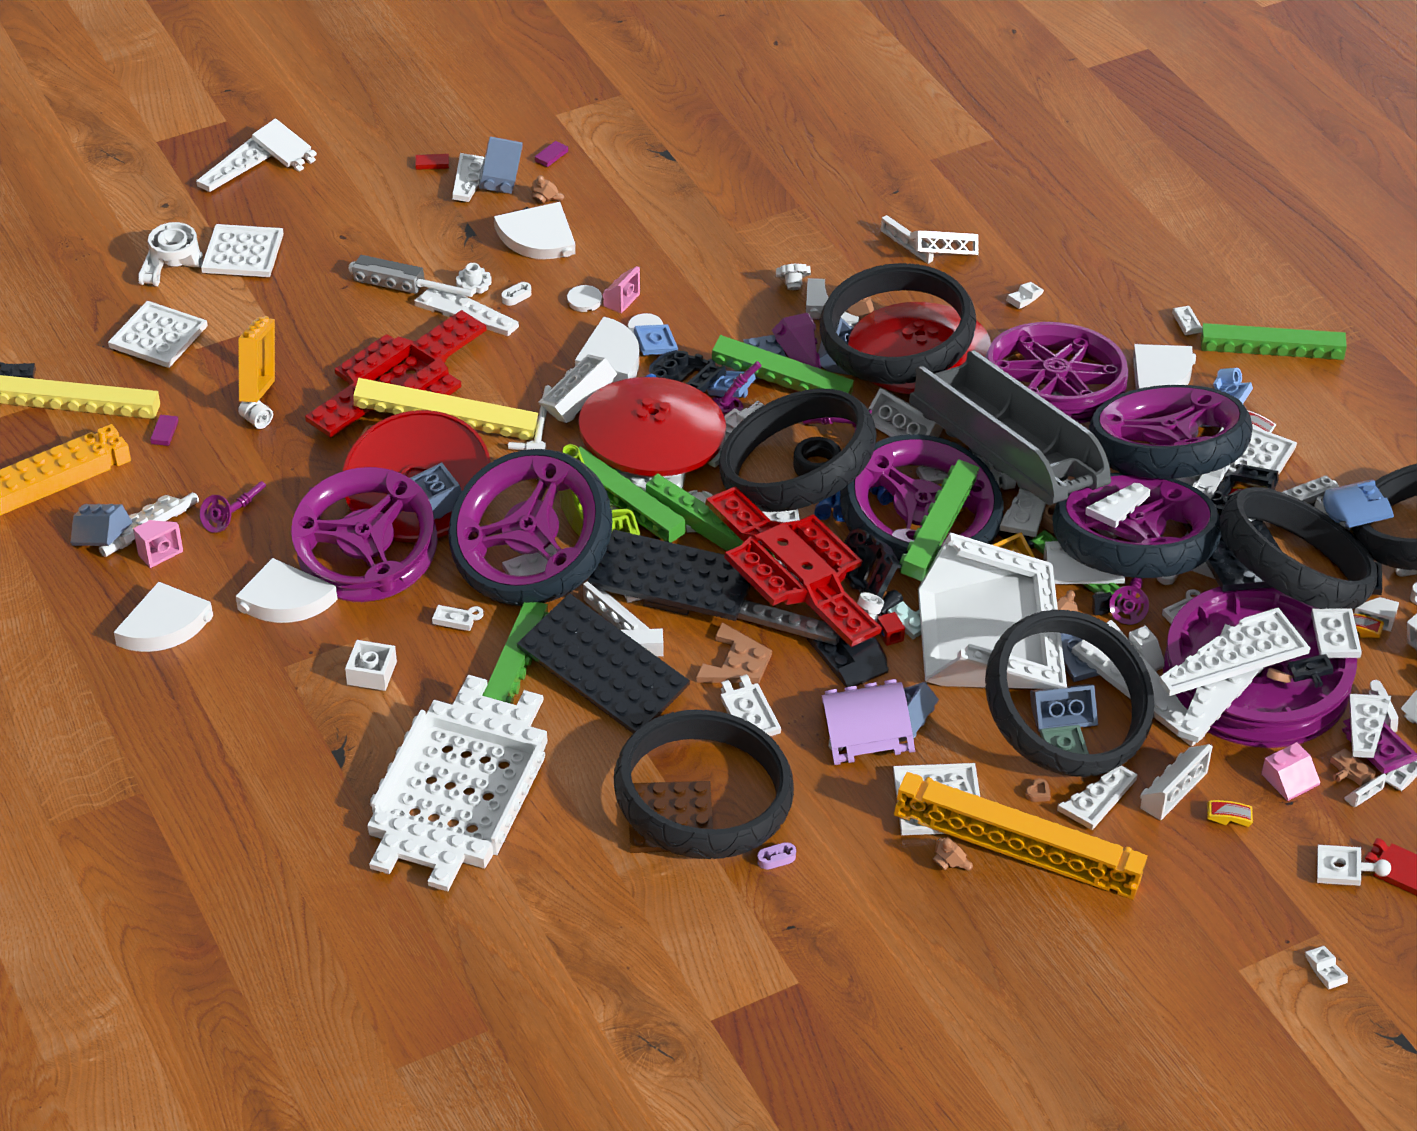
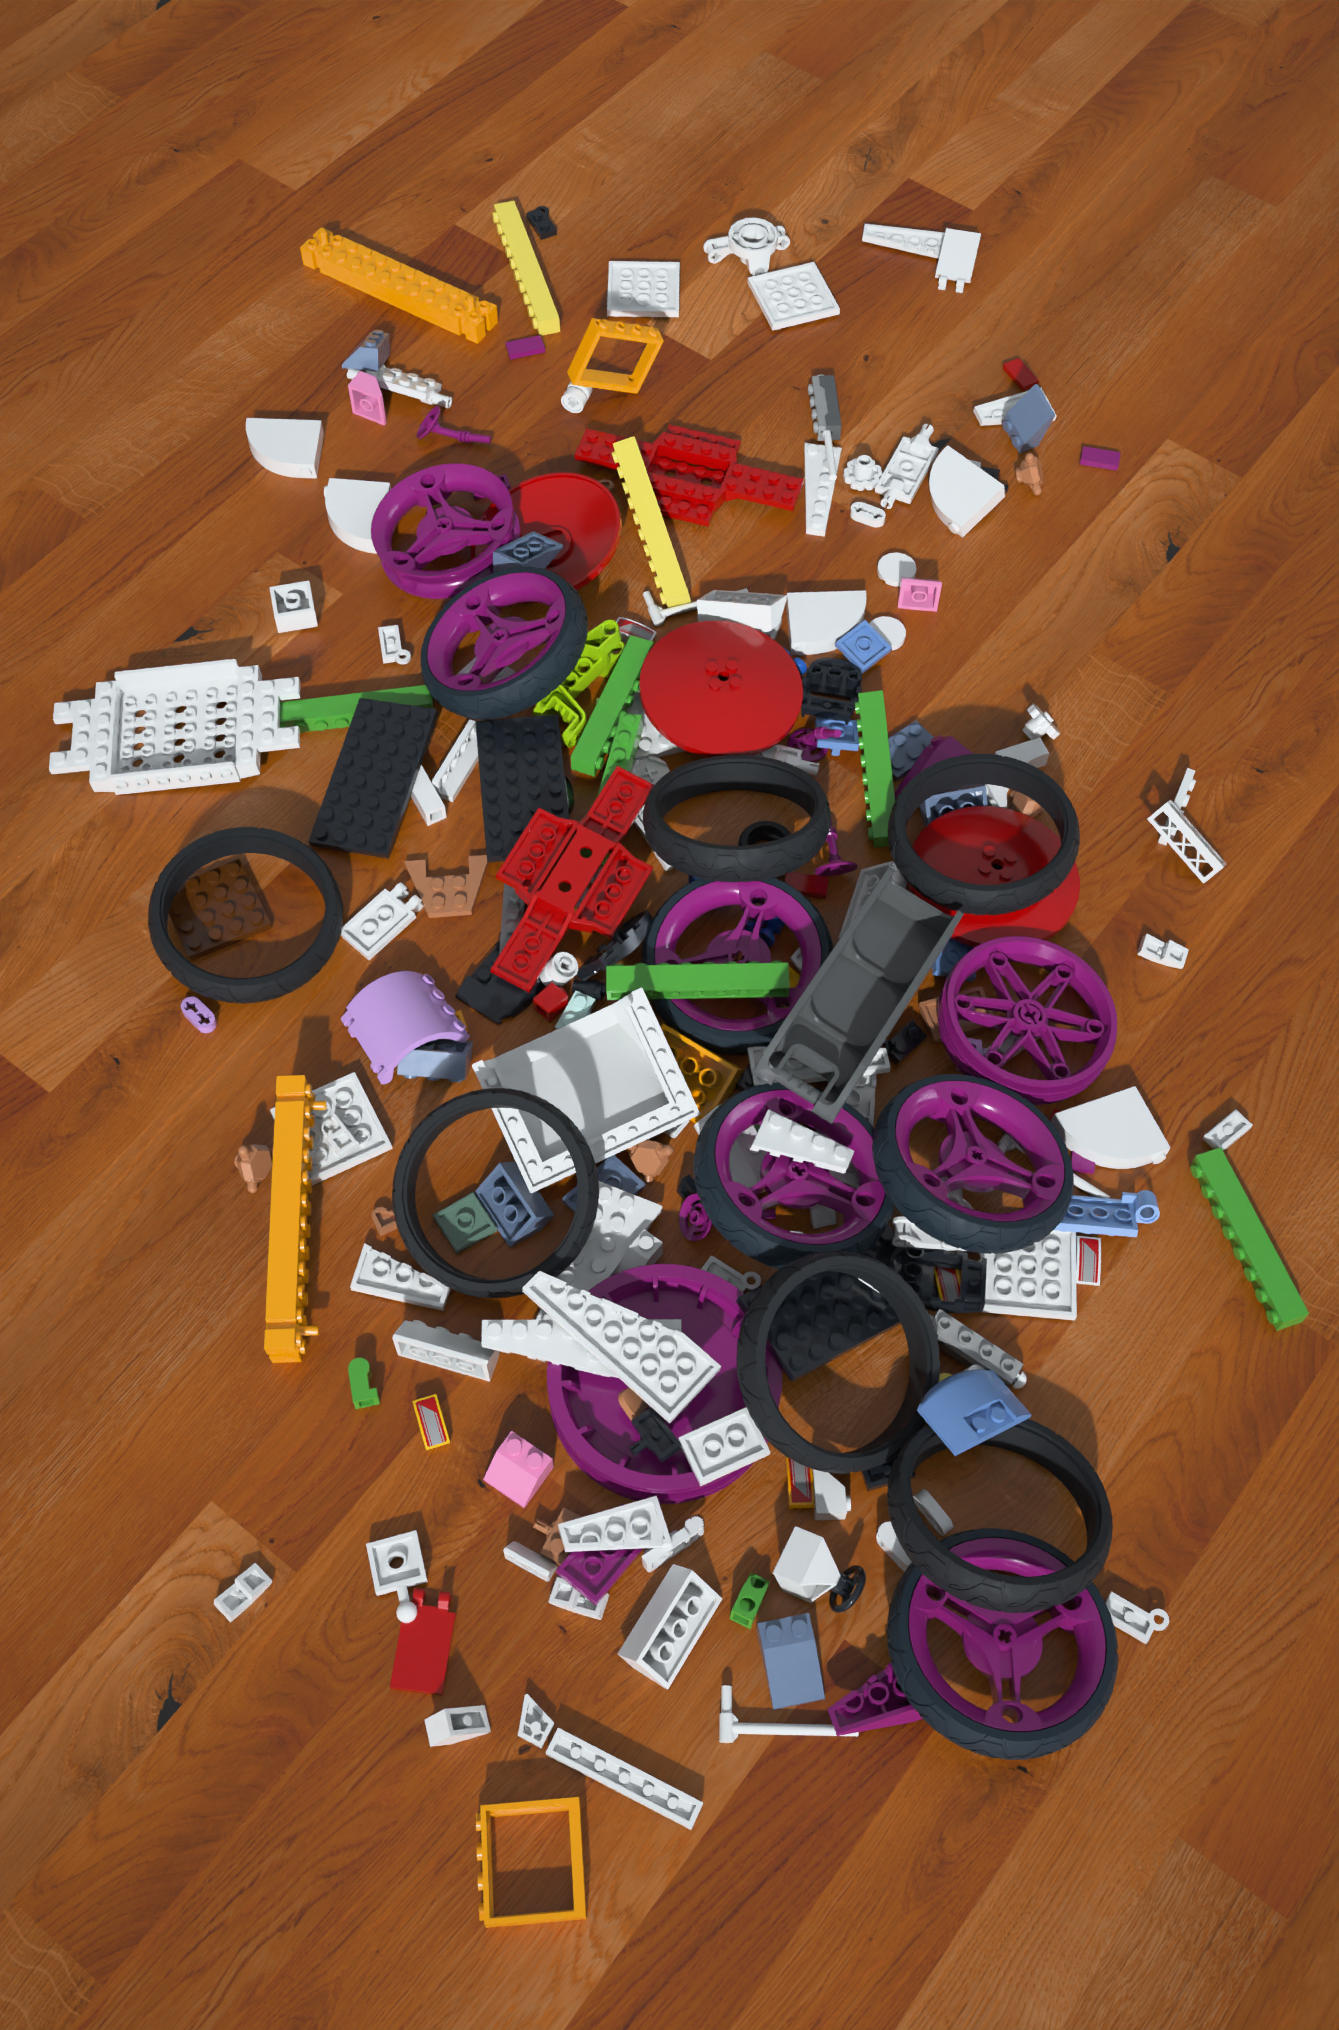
camera: 65 degrees right, 15 degrees up
(487, 253) = (907, 468): none -> white plate
(1180, 844) = (359, 1377): none -> bright green leg

